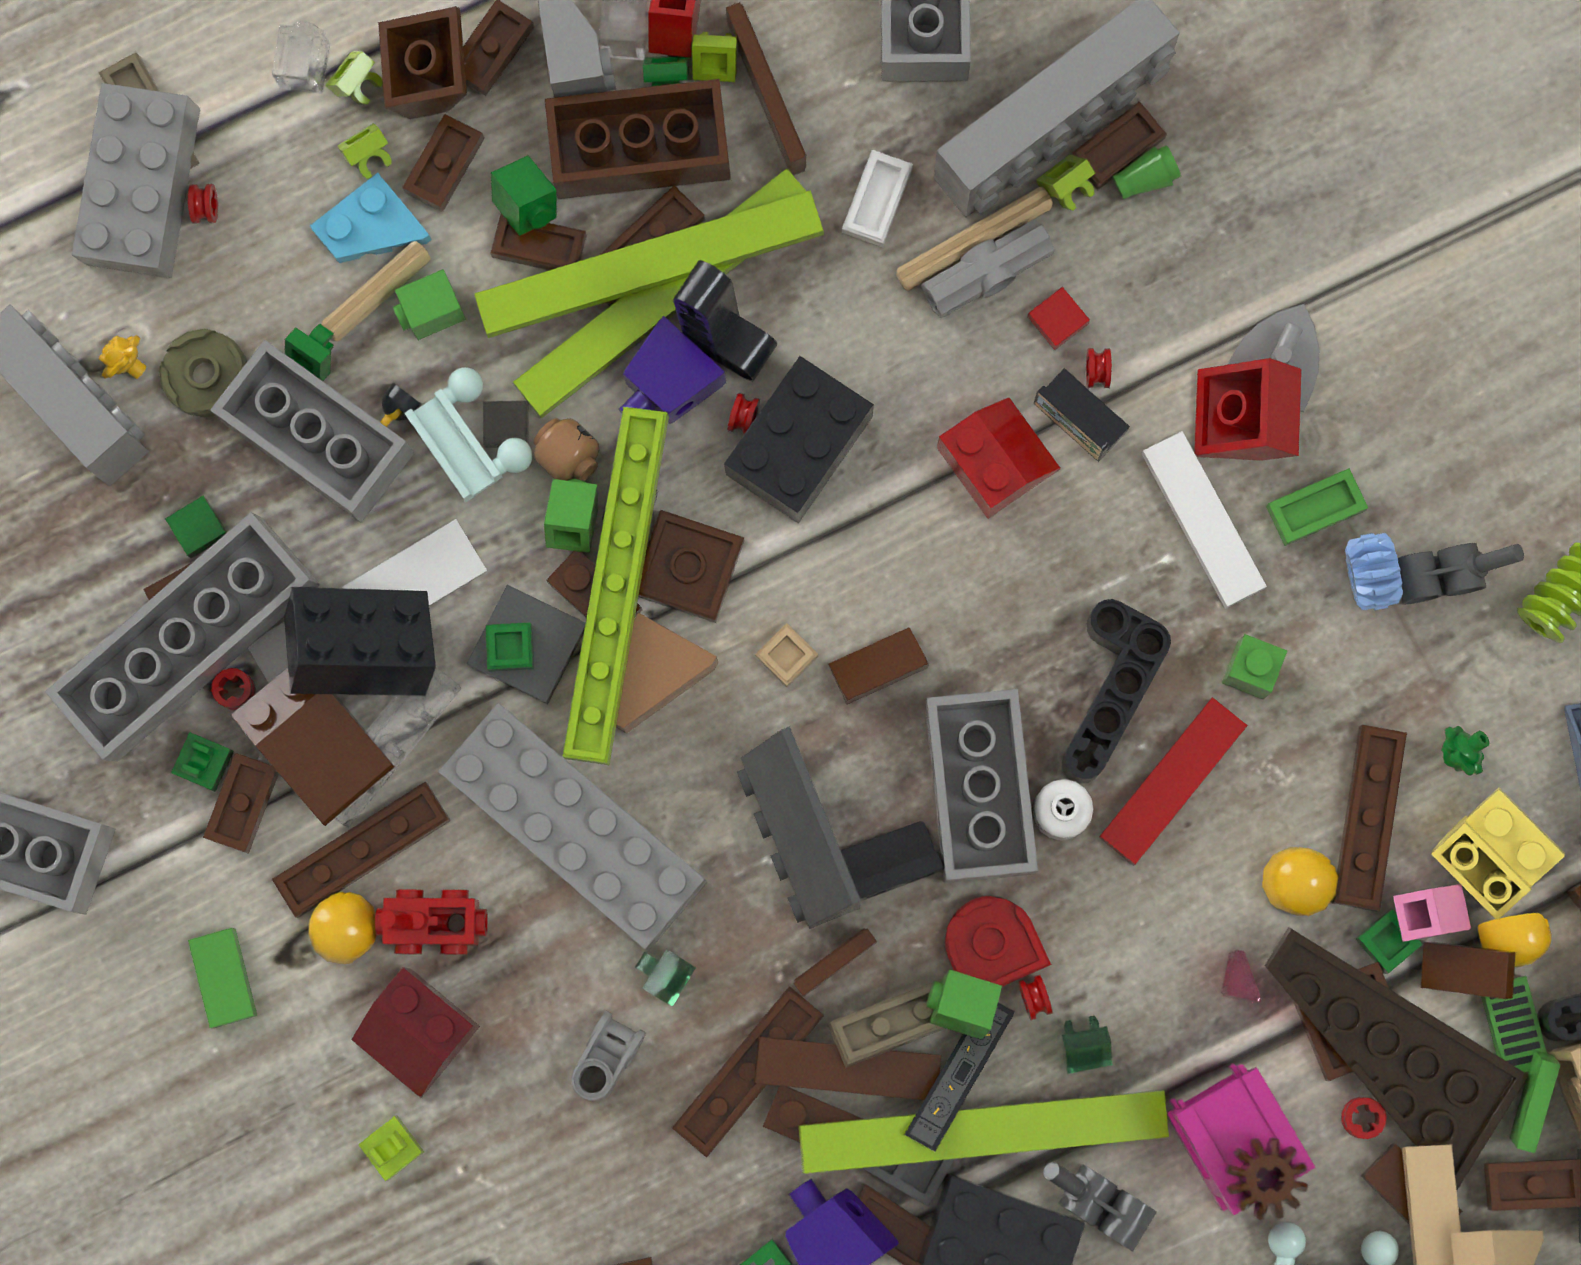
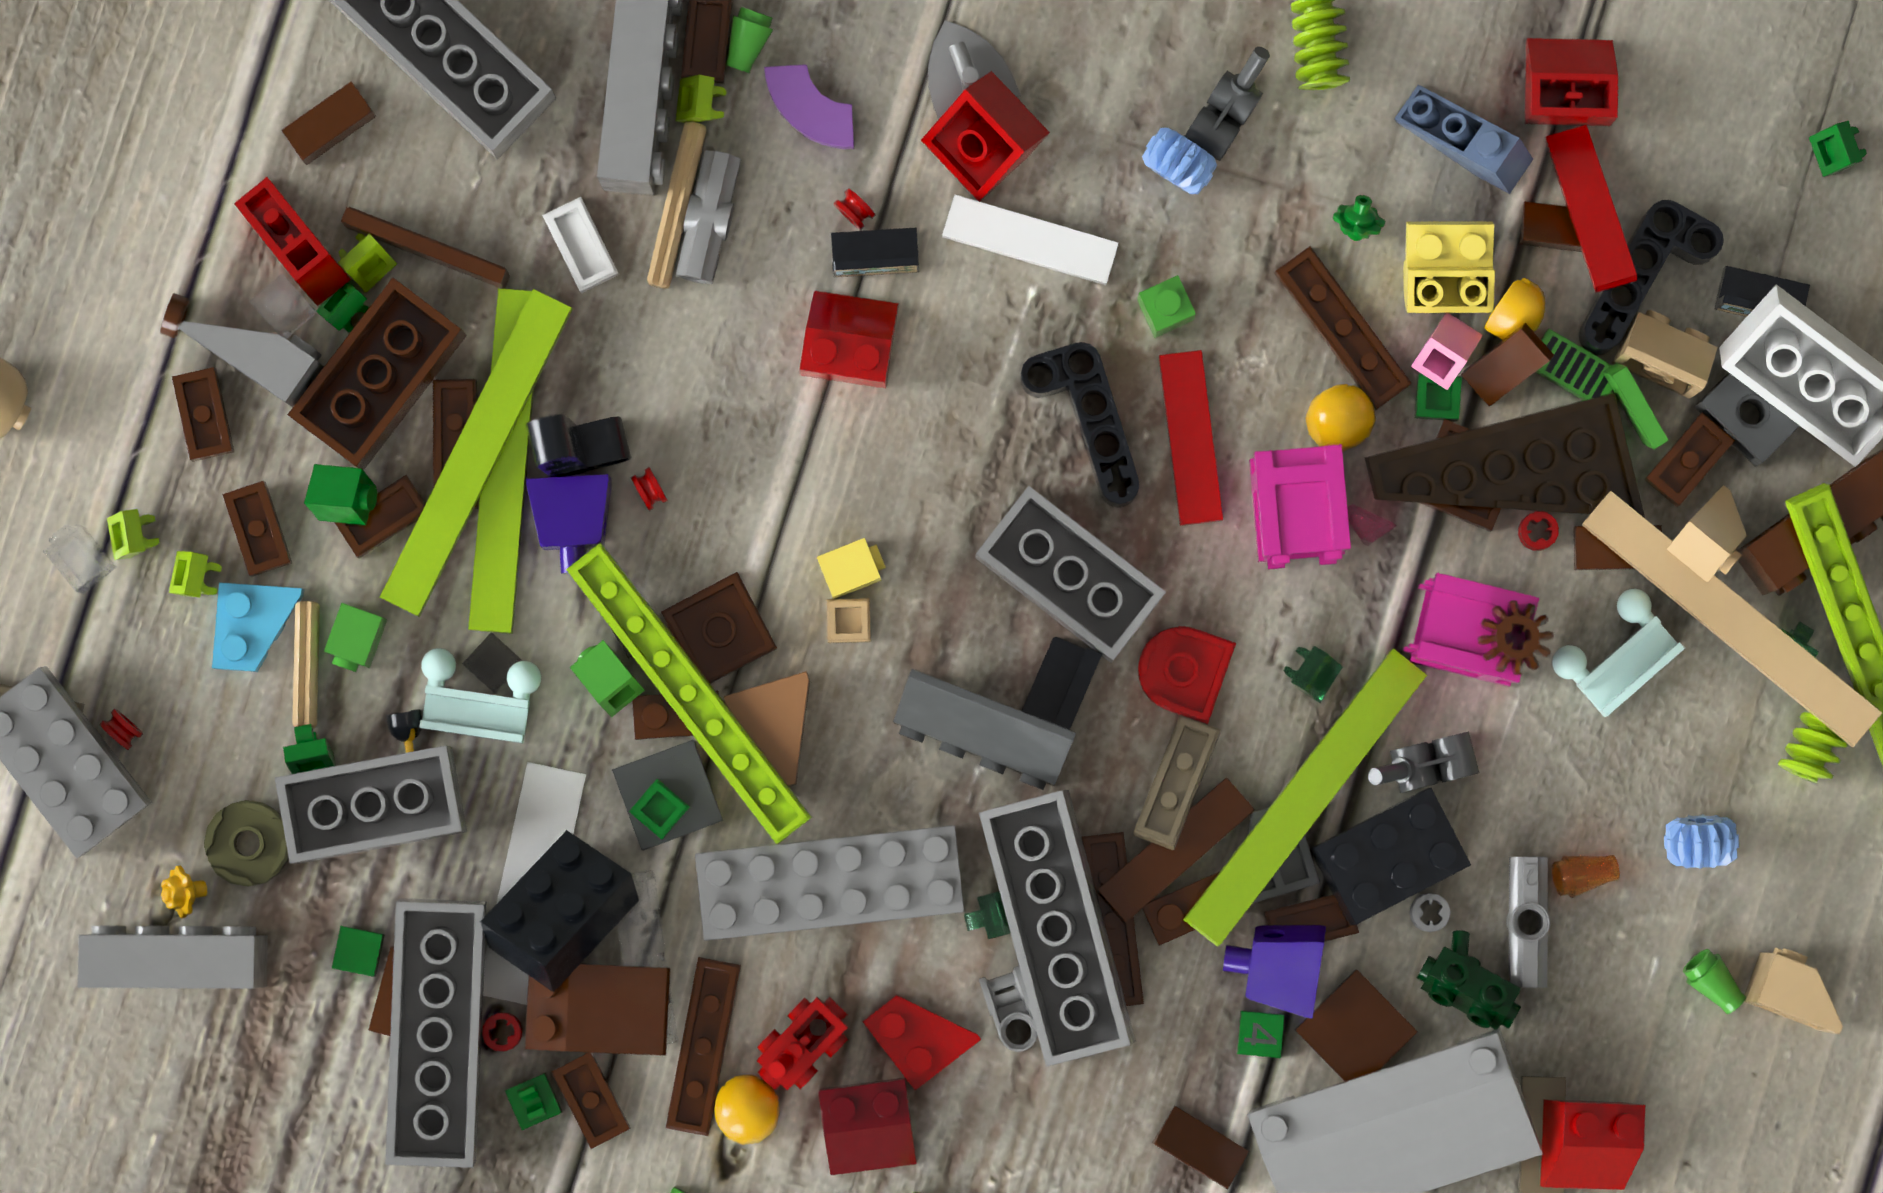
camera: 50 degrees left, 5 degrees up
(423, 63) = (174, 474): reddish brown slope -> none
(517, 1008) = (918, 1039): none -> red wing
(566, 450) = (555, 638): medium nougat head -> none
(700, 1034) = (1057, 927): none -> light grey brick
(799, 439) = (705, 467): black brick -> none
(827, 618) = (851, 567): none -> light yellow brick
(834, 961) = (1094, 789): reddish brown tile -> none
(878, 665) = (916, 563): reddish brown slope -> none
(956, 1082) = (1251, 775): sticker -> none
(964, 1004) = (1207, 728): bright green brick -> none
(1035, 997) = (1248, 675): red bush -> none
(1058, 318) = (791, 201): red tile -> none
(1062, 826) = (1123, 536): white head -> none
(1139, 268) = (808, 109): none -> medium lavender tile
(1204, 911) = (1300, 505): none -> dark pink container
(1317, 507) = (1096, 153): bright green tile -> none

